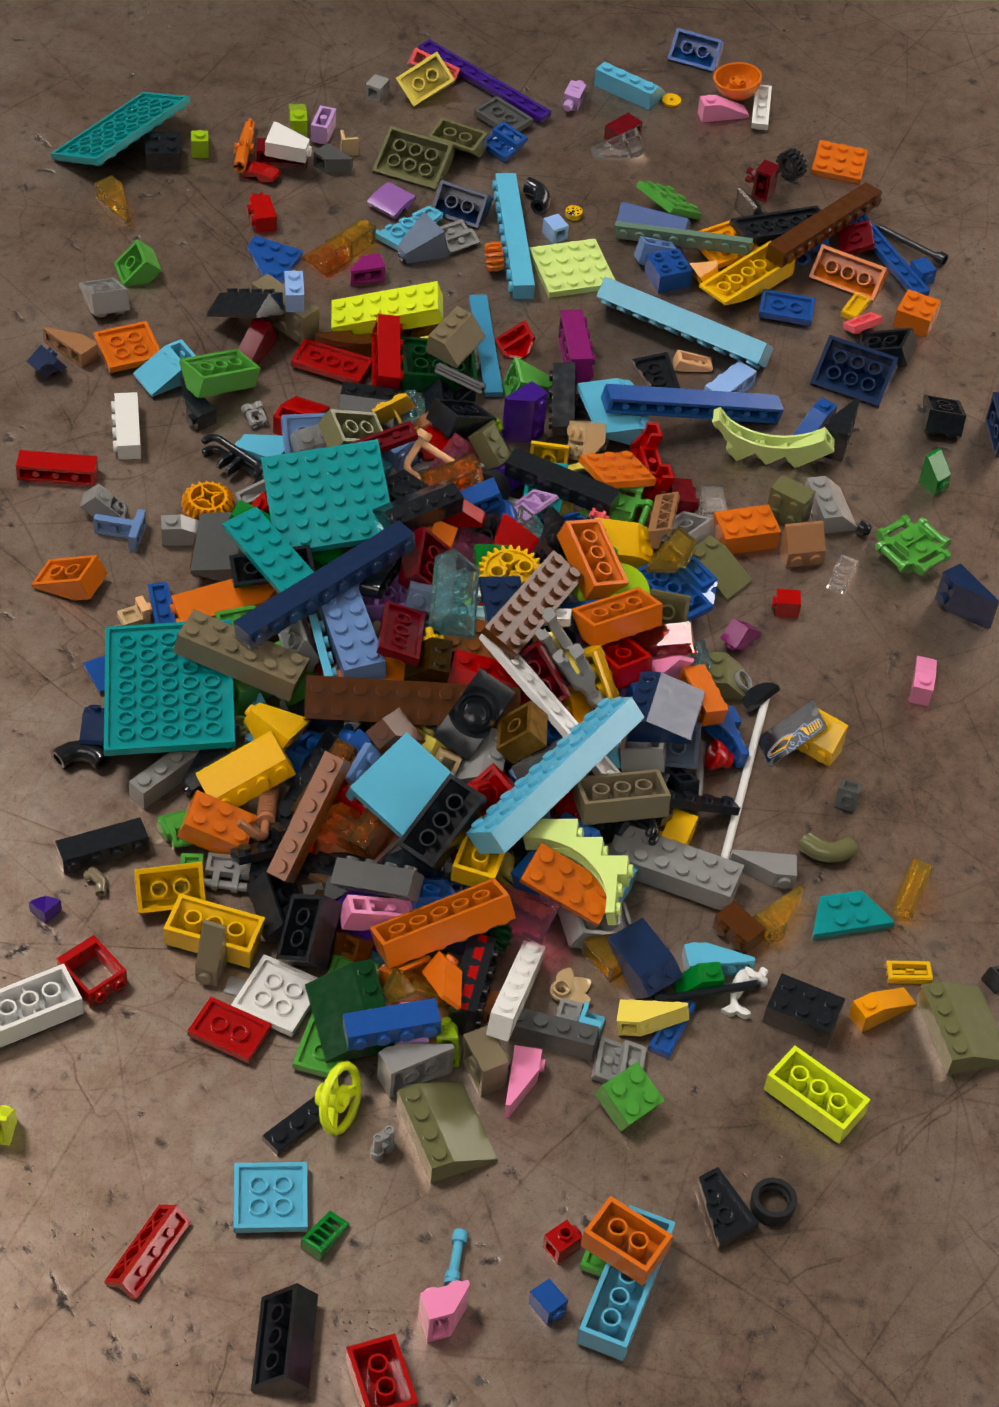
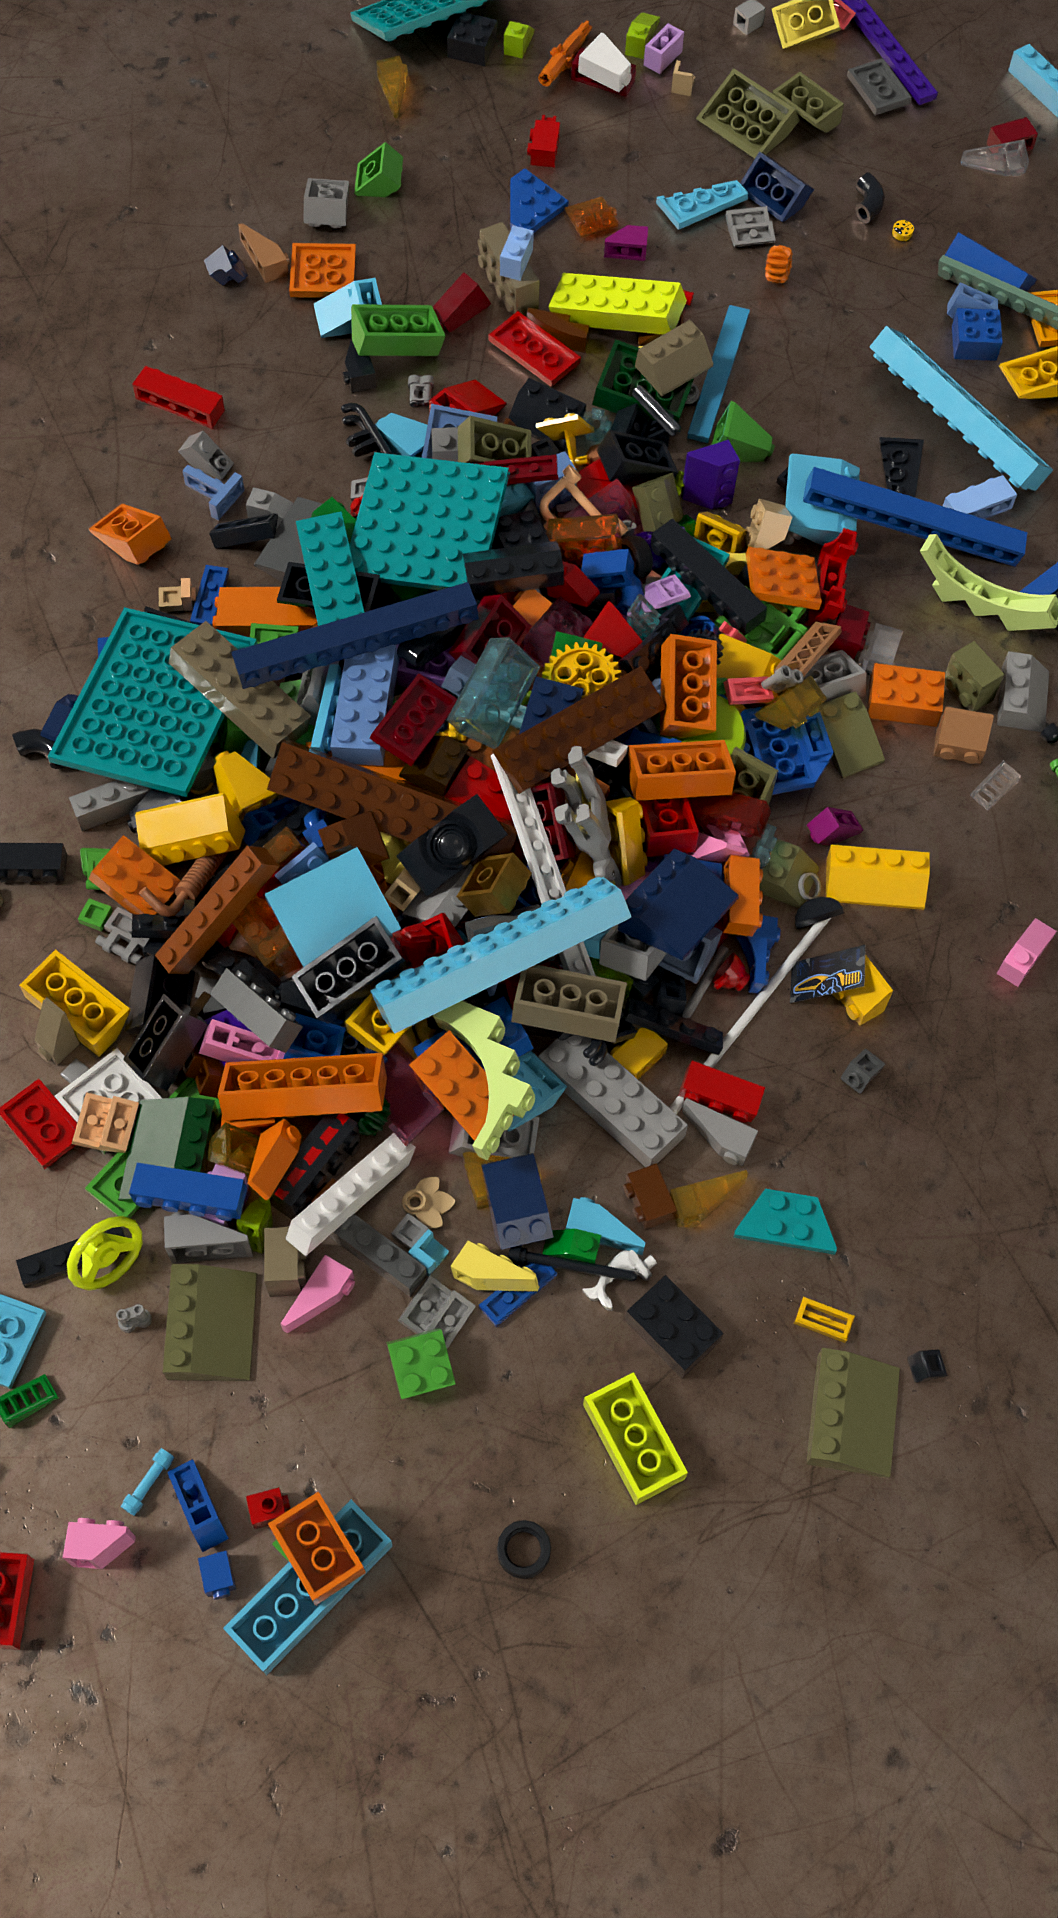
camera: 25 degrees right, 15 degrees up
(127, 426) = (275, 366): white brick -> none
(160, 886) = (38, 935): yellow slope -> none
(167, 550) = (244, 530): none -> black slope
(206, 498) = (303, 481): light orange gear -> none
(247, 303) = (464, 254): black slope -> none
(262, 171) = (571, 91): red slope -> none
(285, 1009) = (105, 1123): none -> light nougat slope
(332, 160) = (654, 95): dark grey slope -> none
(355, 236) = (633, 200): clear yellow slope -> none
(386, 351) = (591, 356): red brick -> none
(391, 200) = (697, 162): medium lavender slope -> none
(423, 242) = (704, 225): sand blue slope -> none
(505, 142) = (864, 119): blue slope -> none
(508, 1259) = (197, 1505): none -> blue slope
(513, 236) = (816, 243): medium azure brick -> none
(516, 341) = (754, 378): red slope -> none
(555, 228) = (869, 246): light blue brick -> none
(563, 397) = (769, 465): black brick -> none
(570, 267) = (866, 299): yellowish green plate -> none
(574, 95) = (974, 79): lavender piece -> none
(575, 343) = (816, 406): magenta brick -> none
(635, 551) = (747, 691): none -> coral plate
(659, 535) = (782, 679): none -> light grey piece
(669, 200) = (1020, 243): bright green plate -> none
(691, 362) = (942, 457): light nougat slope -> none
(704, 270) = (1019, 346): light orange slope -> none
(725, 1208) = (466, 1536): black wing -> none
(754, 837) = (721, 1092): none -> red brick
(786, 603) = (908, 803): red brick -> none
(790, 658) = (877, 876): none -> yellow slope
(828, 851) = (801, 1135): olive cylinder -> none
(879, 1007) = (768, 1353): light orange slope -> none
(912, 888) = (875, 1219): clear yellow slope -> none

